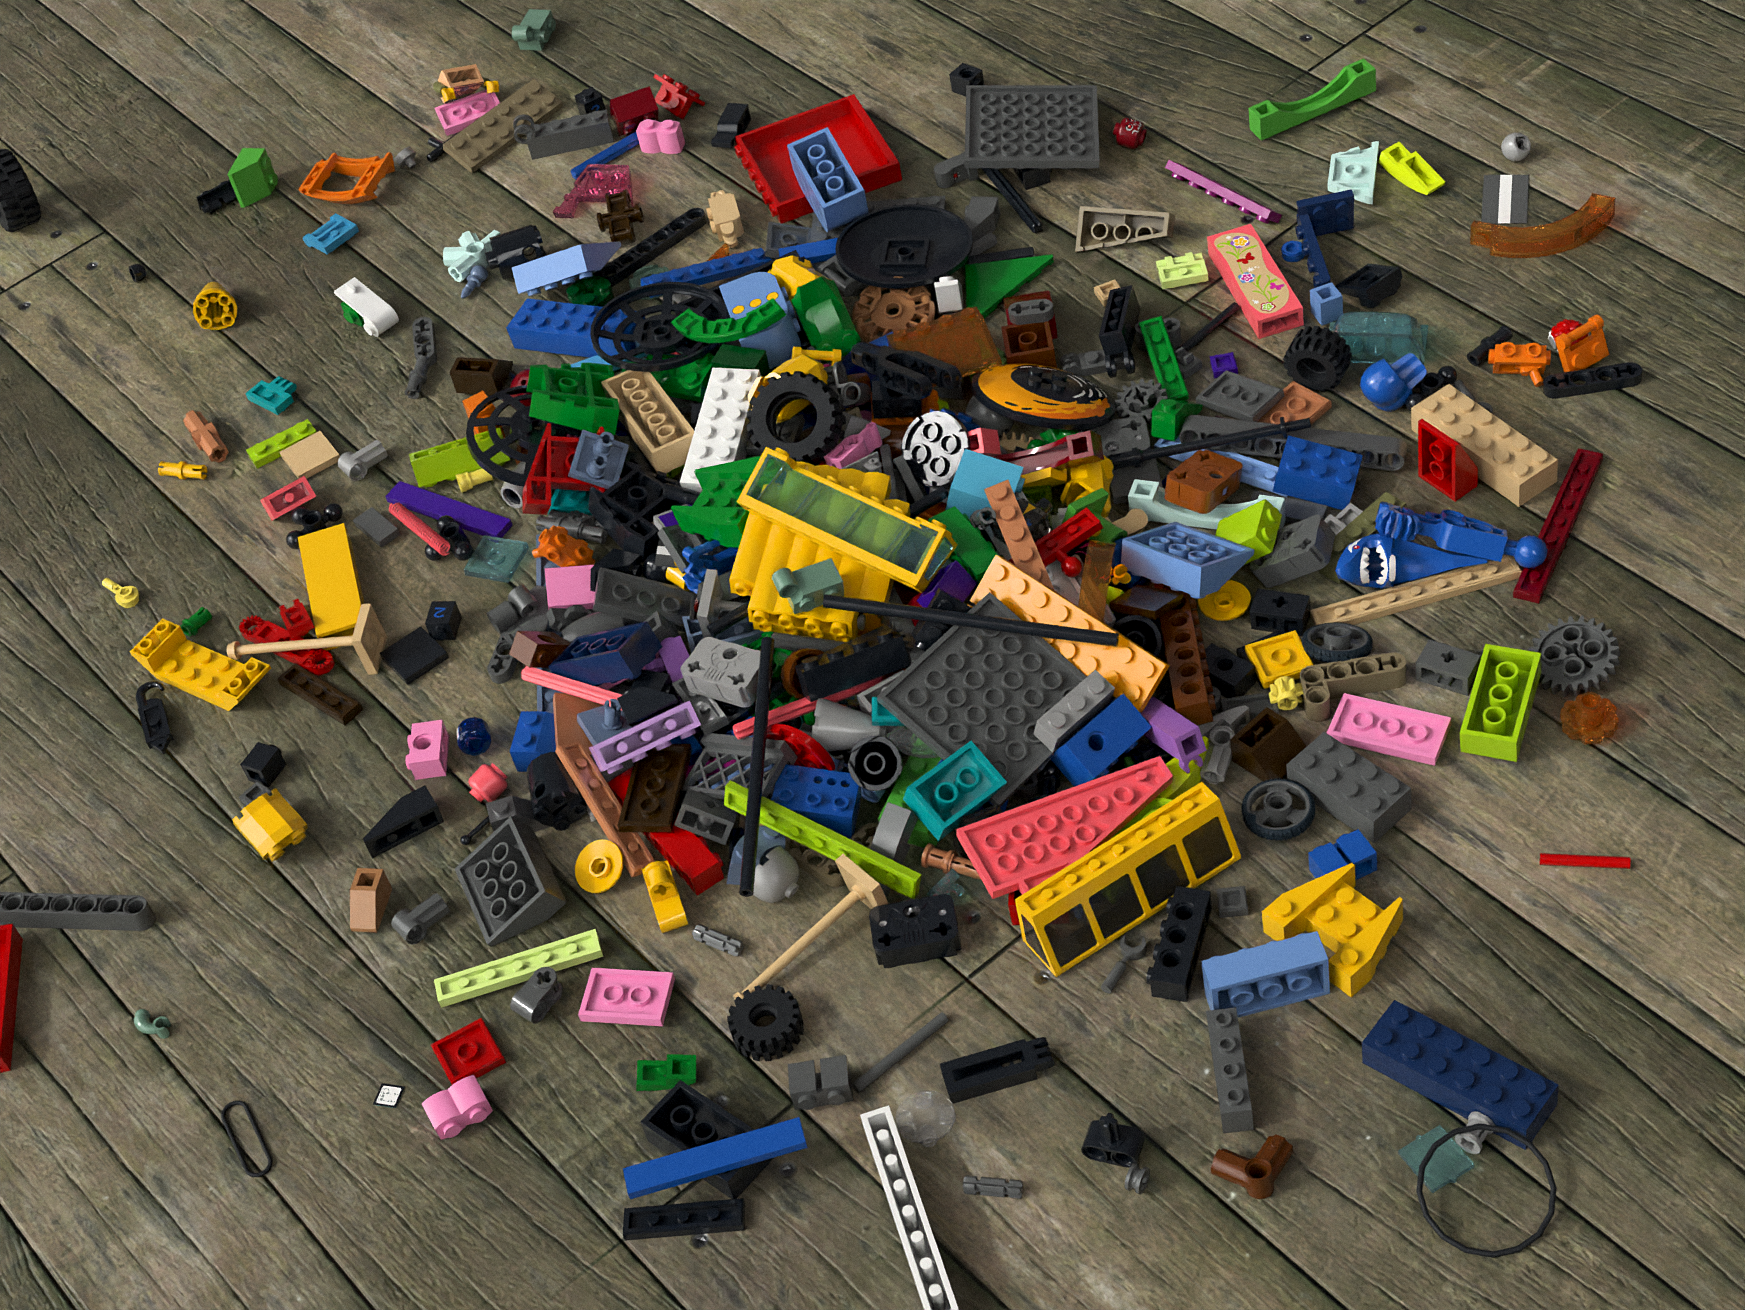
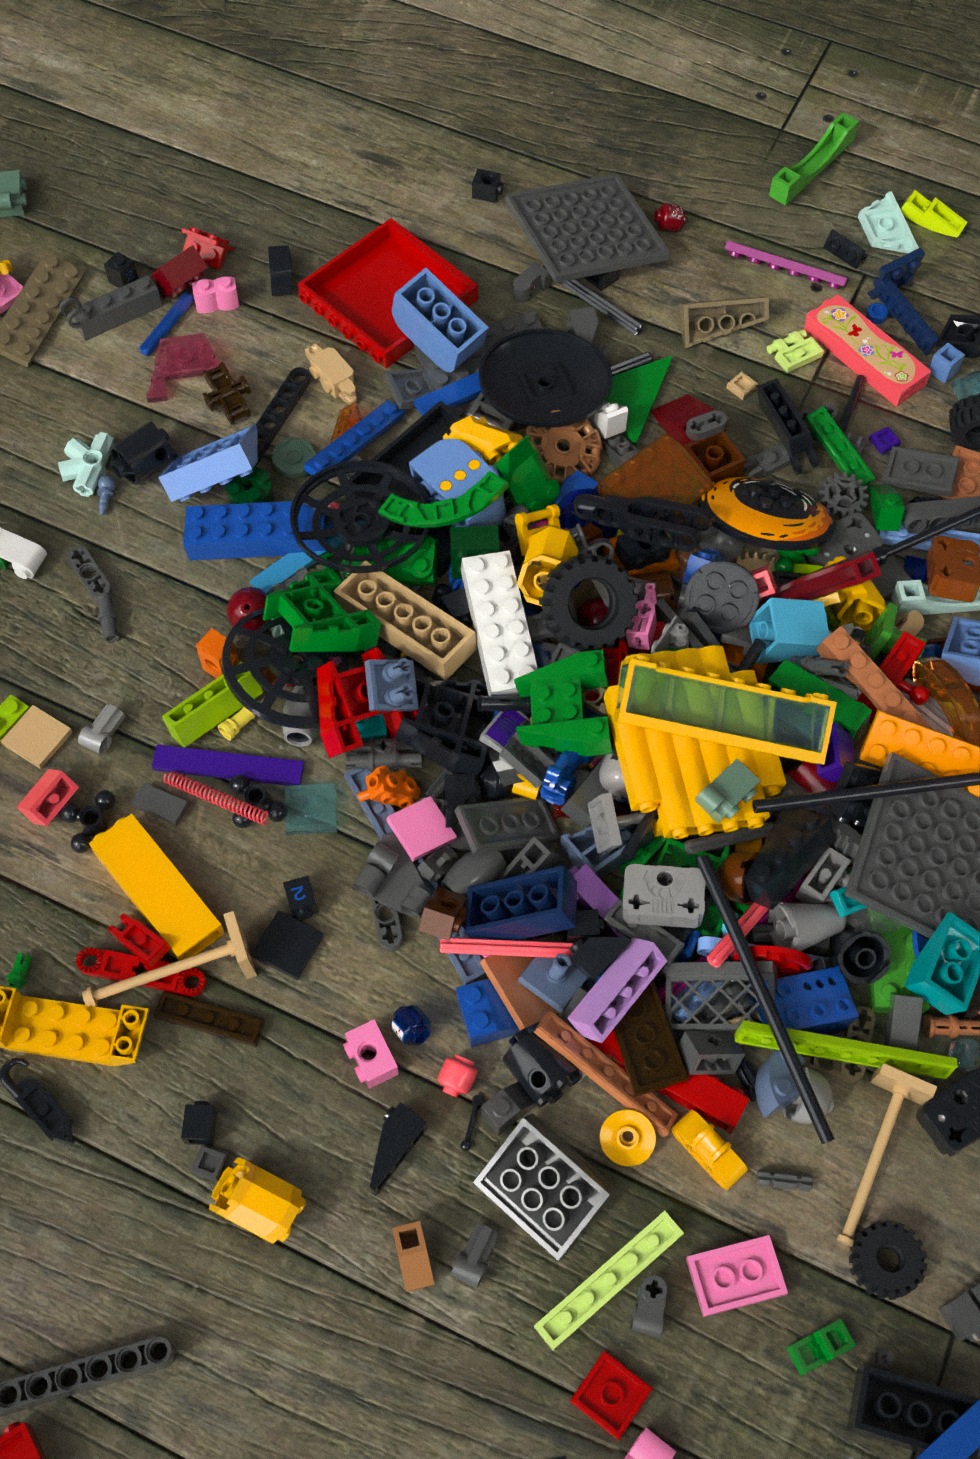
camera: 35 degrees left, 15 degrees up
(479, 375) = (178, 602): dark brown slope -> none
(1294, 185) = (844, 249): none -> black hinge

